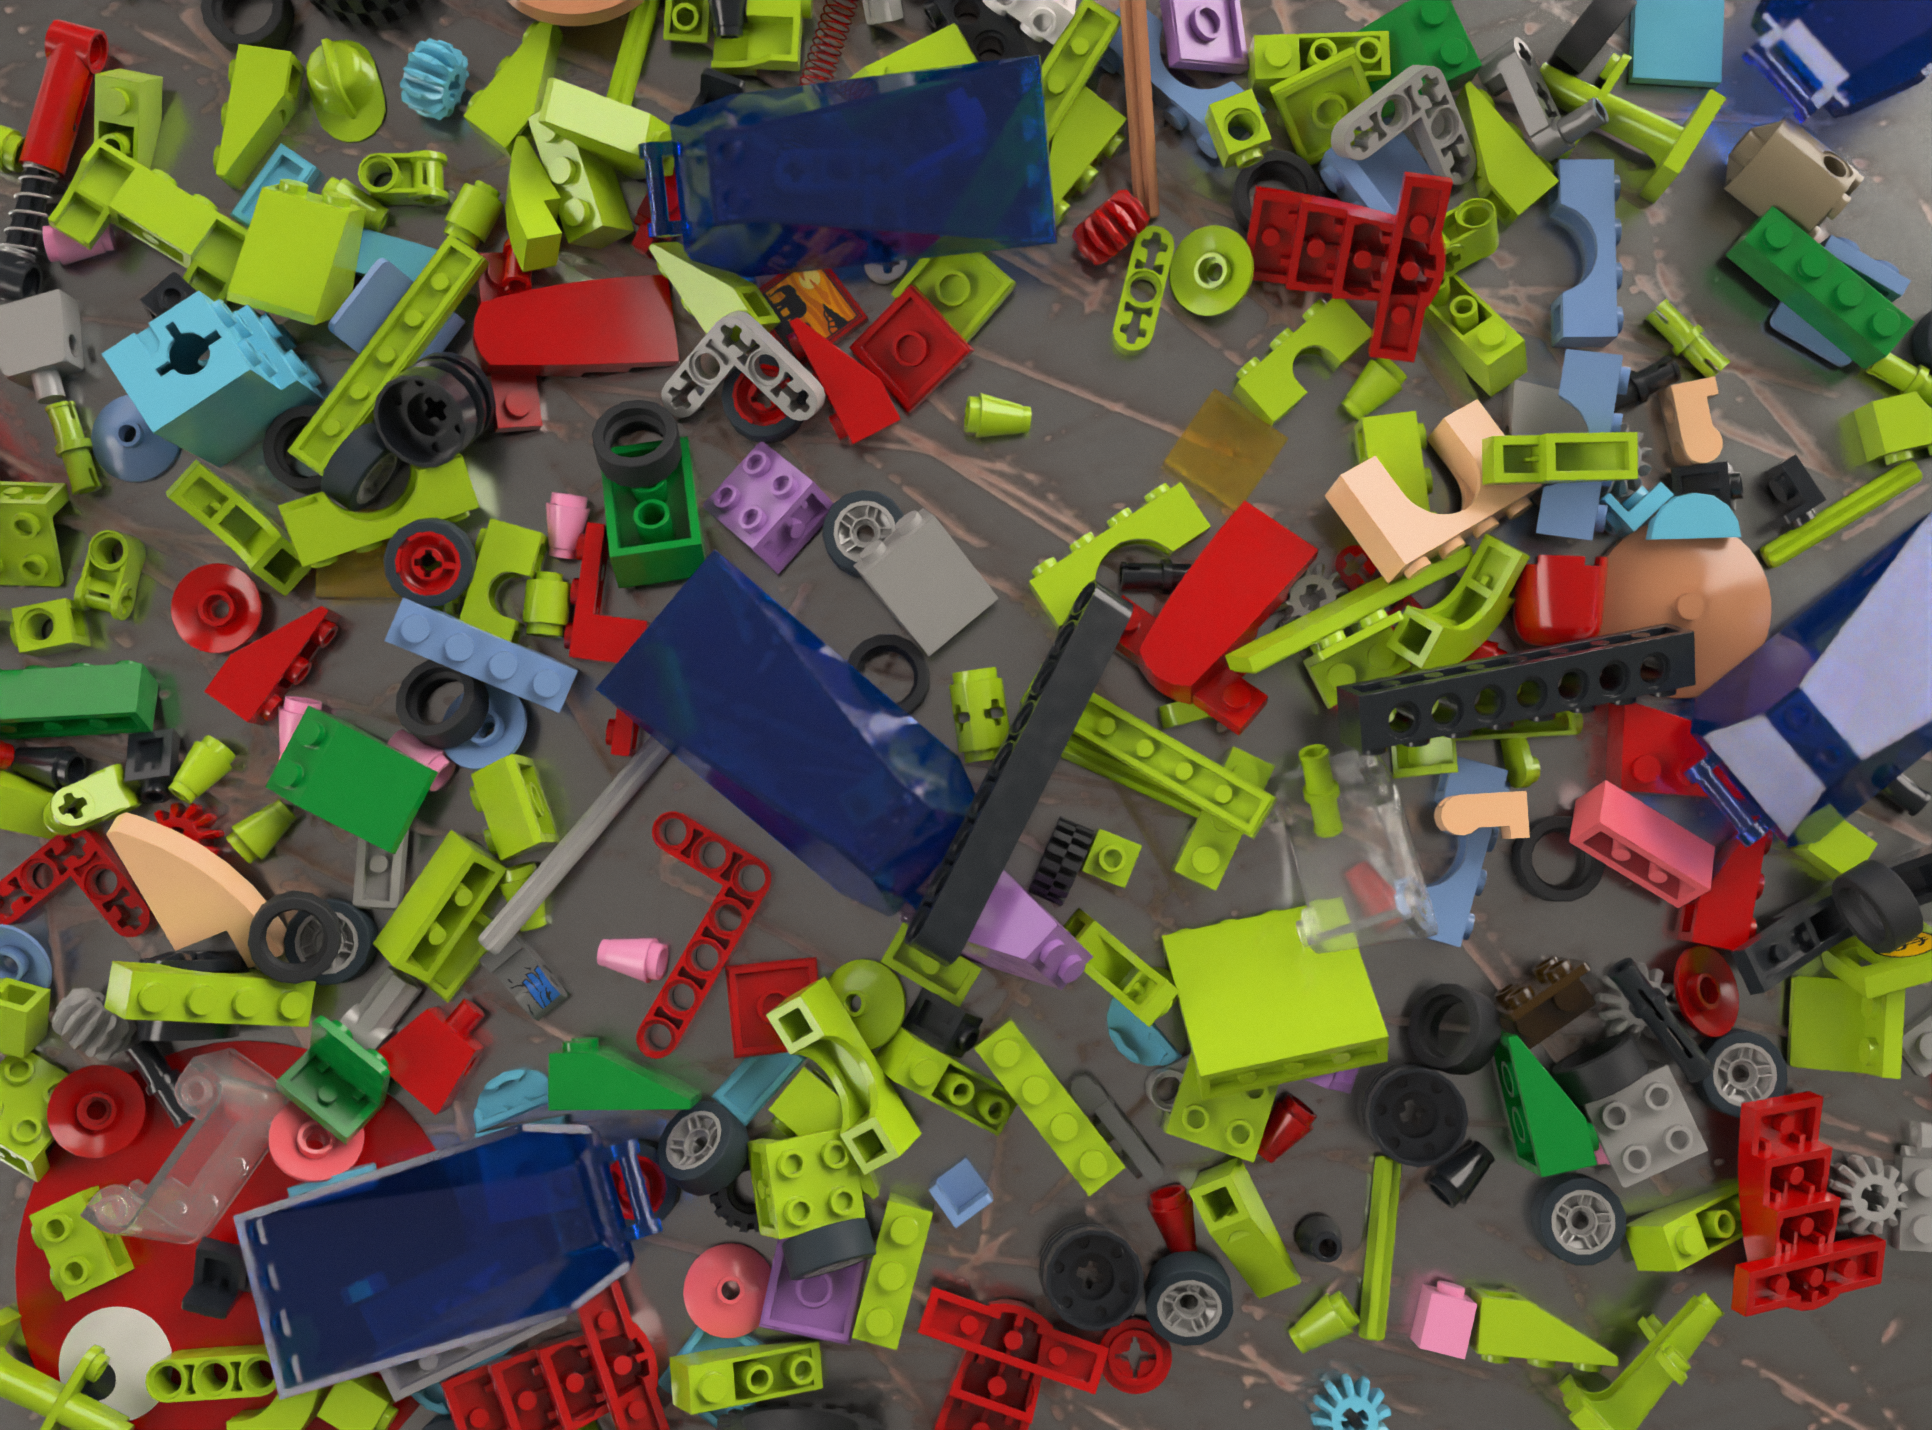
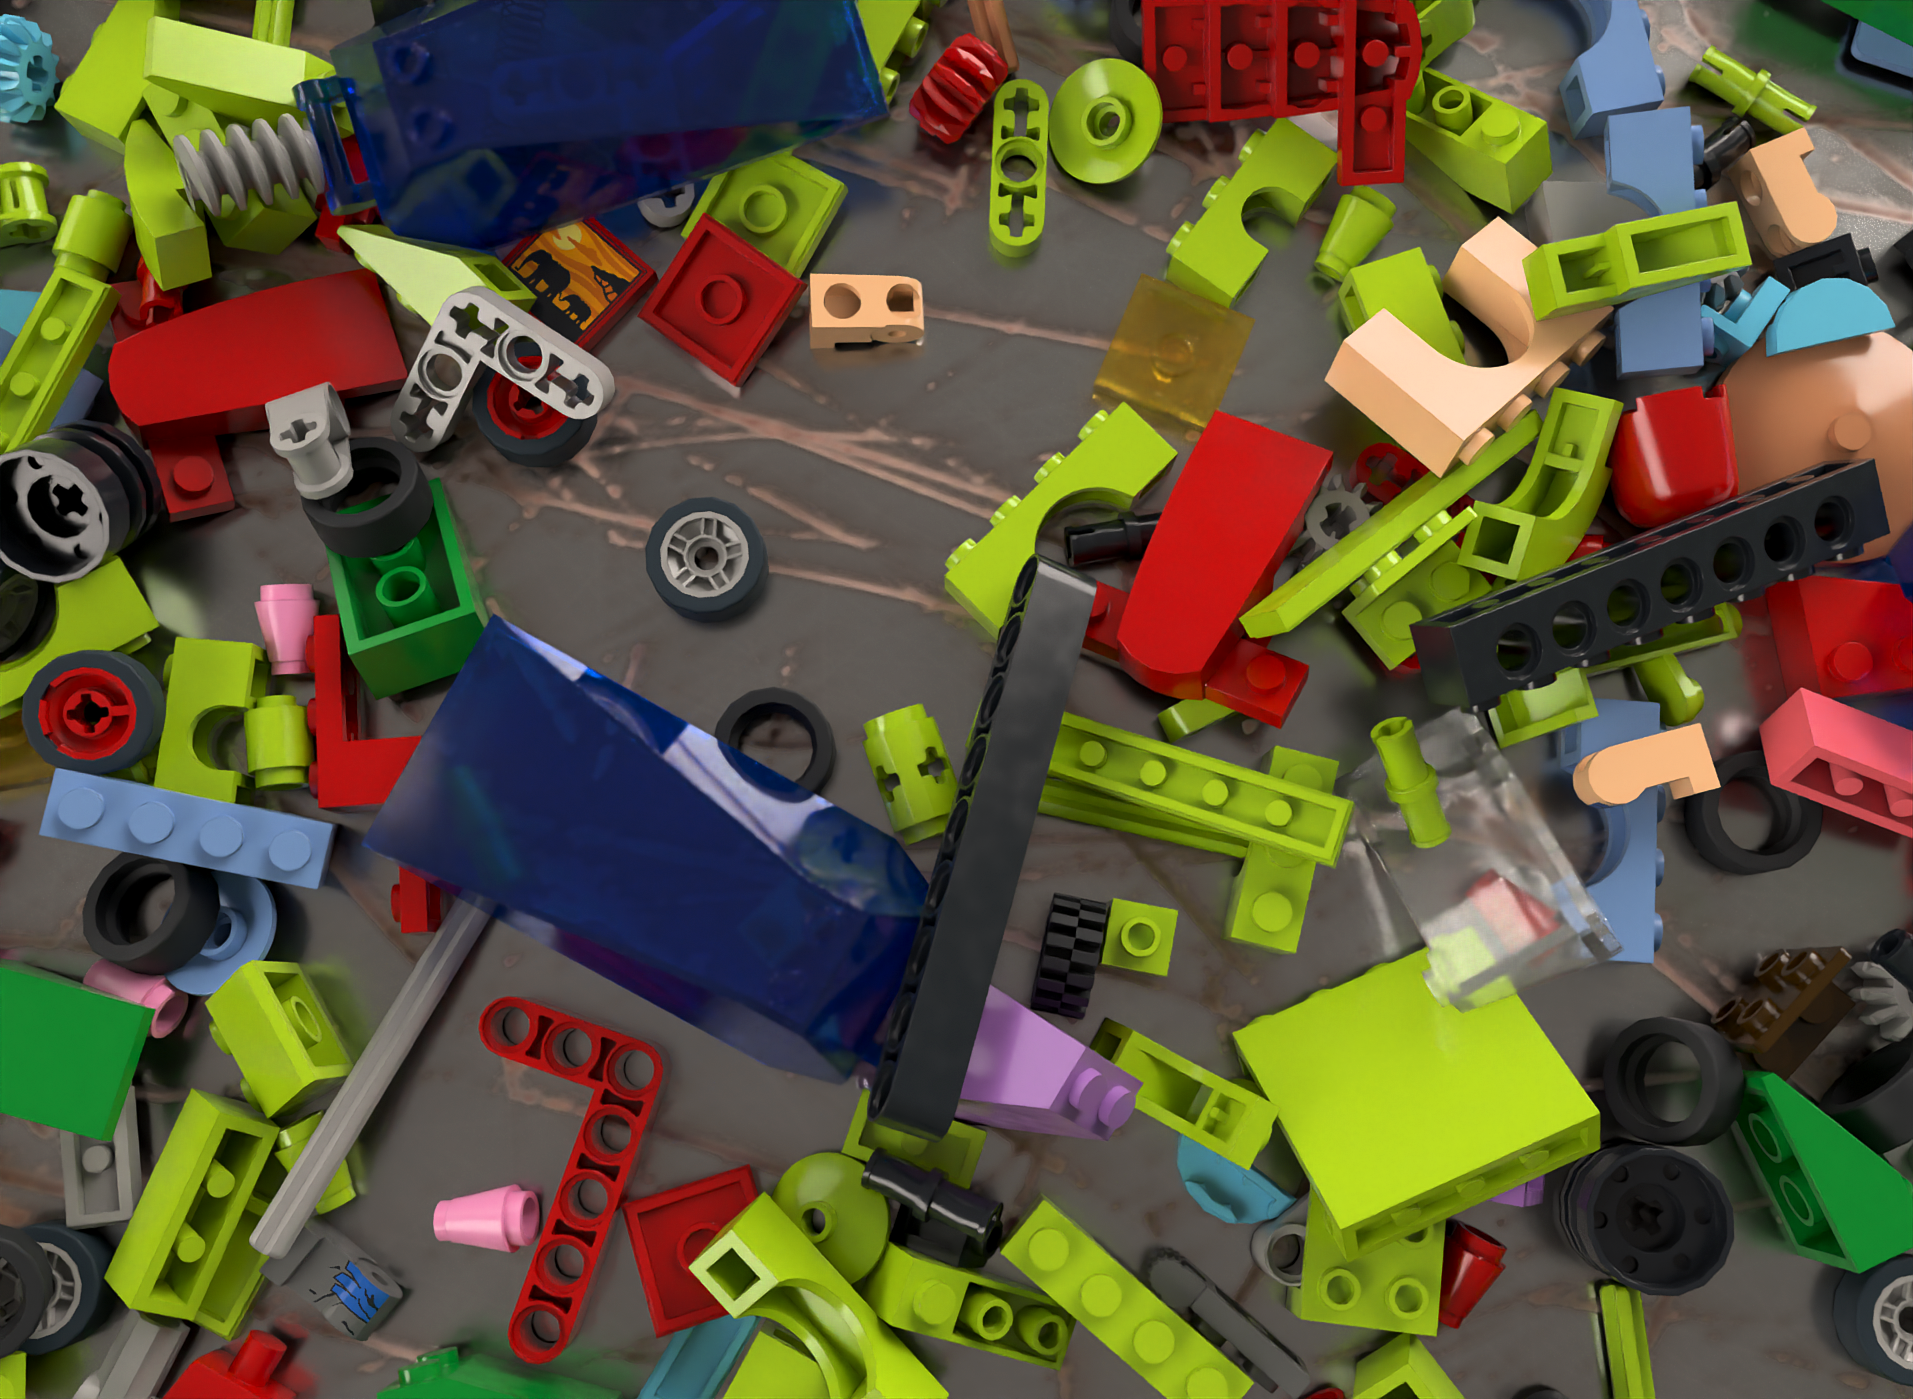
camera: 15 degrees left, 5 degrees down
(600, 195) = (249, 164): none -> light grey piece
(608, 396) = (313, 436): none -> light grey piece
(769, 506) = (569, 548): medium lavender bracket -> none
(852, 390) = (651, 368): red slope -> none
(925, 580) = (800, 602): light grey brick -> none
(935, 1001) = (930, 1194): none -> black pin
(995, 416) = (854, 368): lime cone -> none
(1011, 375) = (864, 309): none -> light nougat leg
(1460, 1174) = (1729, 1296): black cone -> none

